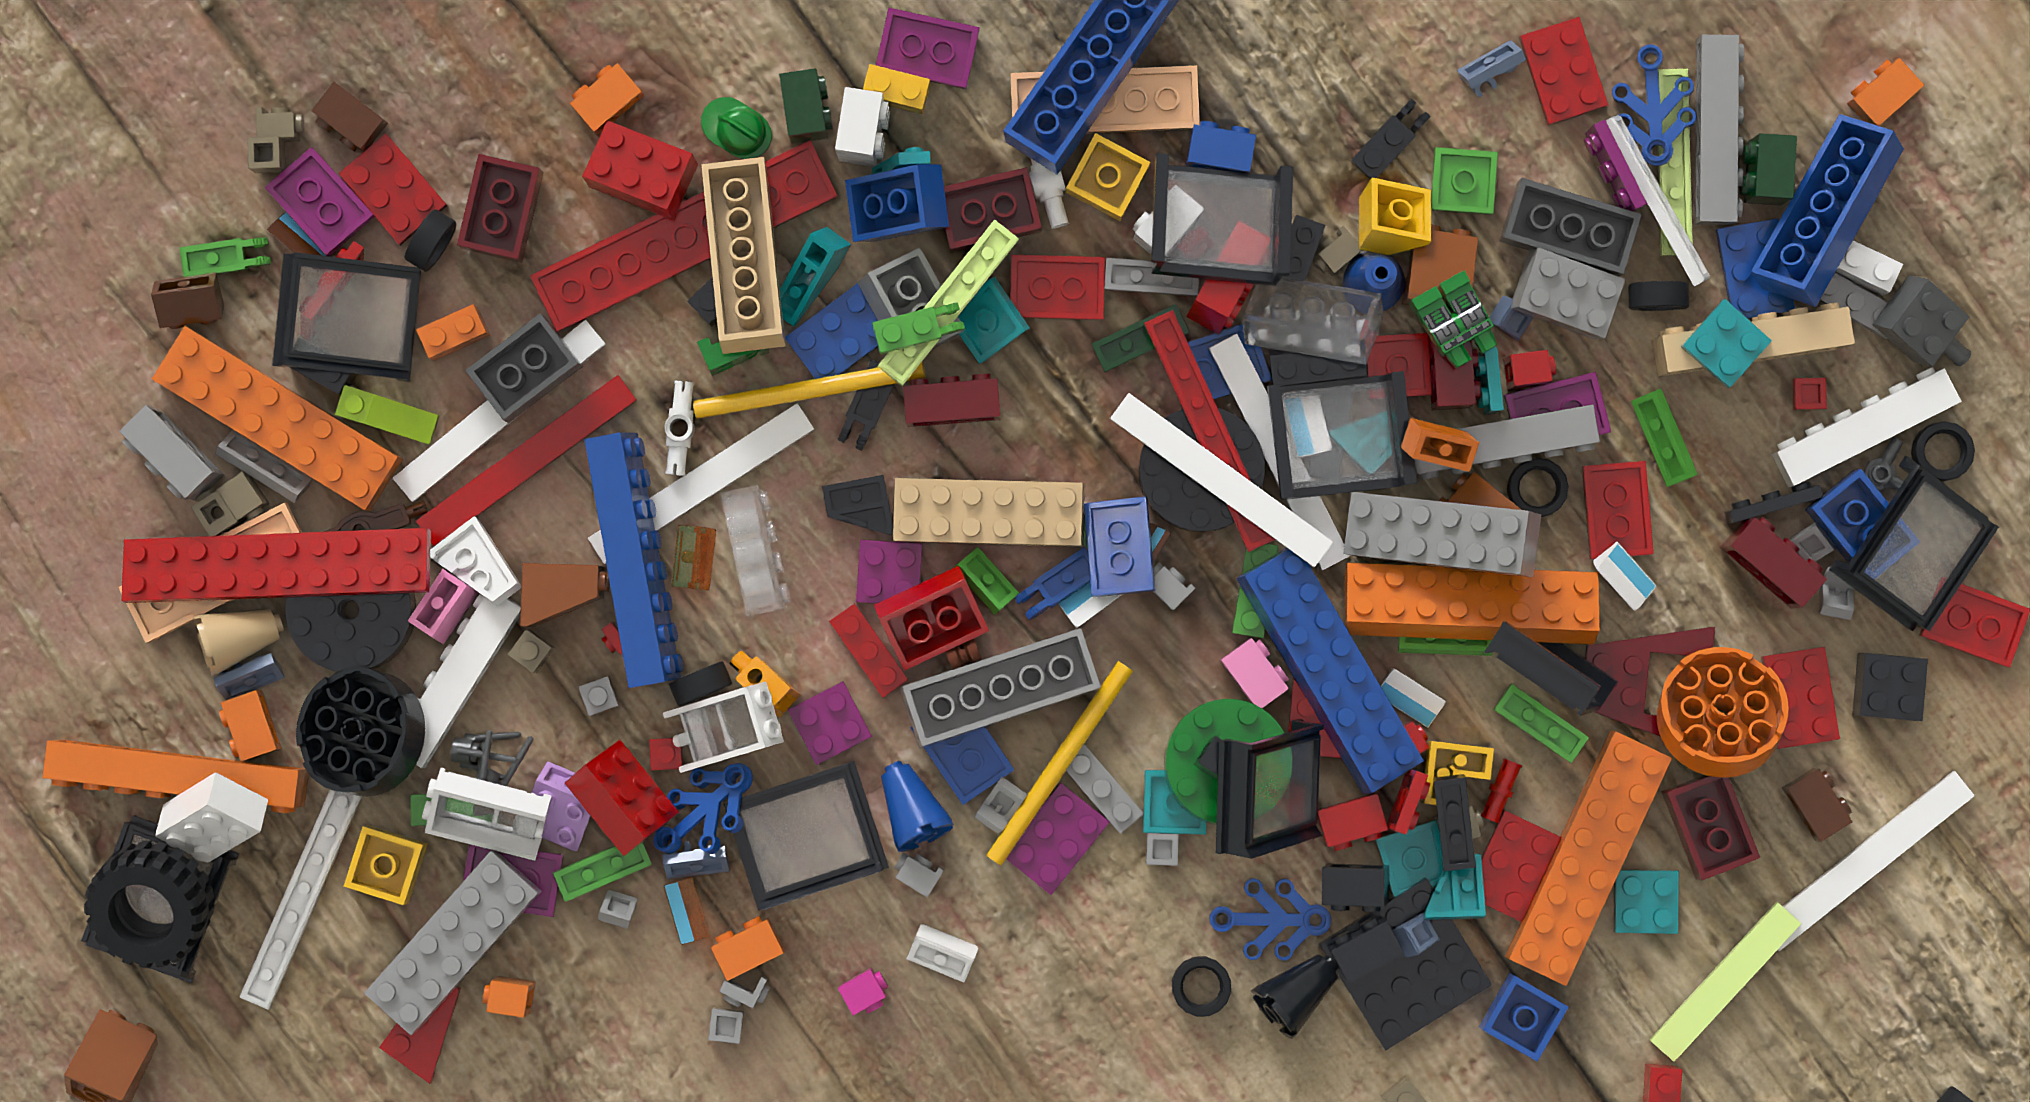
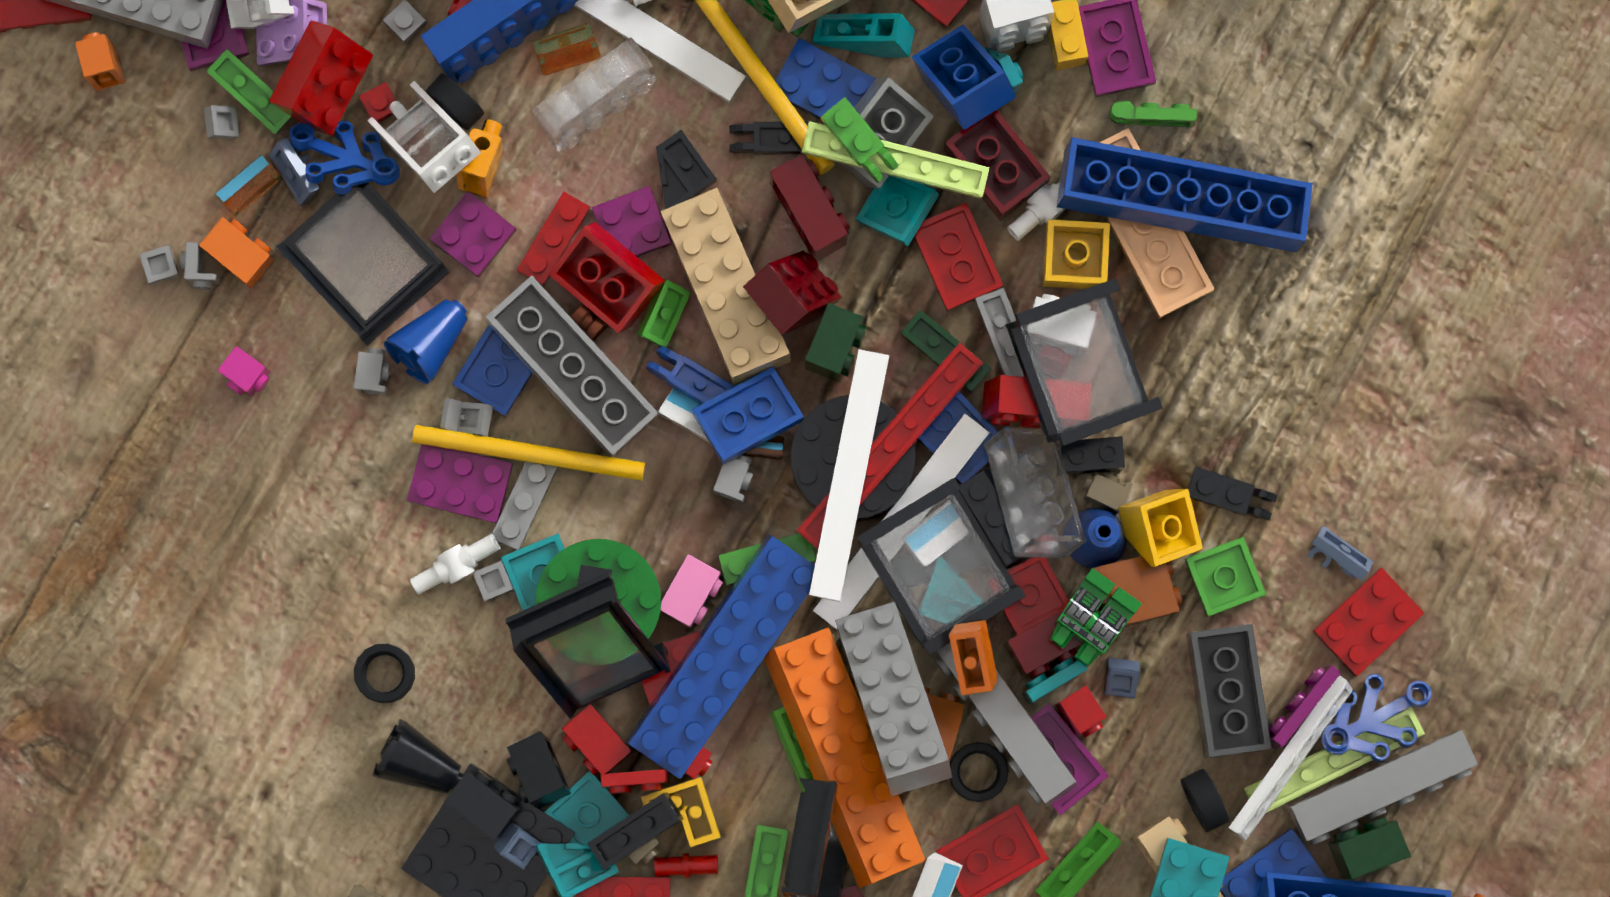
camera: 65 degrees right, 5 degrees down
(942, 953) = (311, 428): white slope -> none
(1007, 45) = (1152, 115): none -> bright green hinge
(1026, 453) = (792, 291): none -> dark red brick
(1089, 436) = (834, 342): none -> dark green brick
(1131, 876) = (455, 564): none -> white pin
(1220, 147) = (1149, 341): blue brick -> none
(1276, 919) = (476, 713): blue plant -> none
(1411, 697) = (733, 744): slope -> none
(1567, 293) = (1167, 716): light grey brick -> none

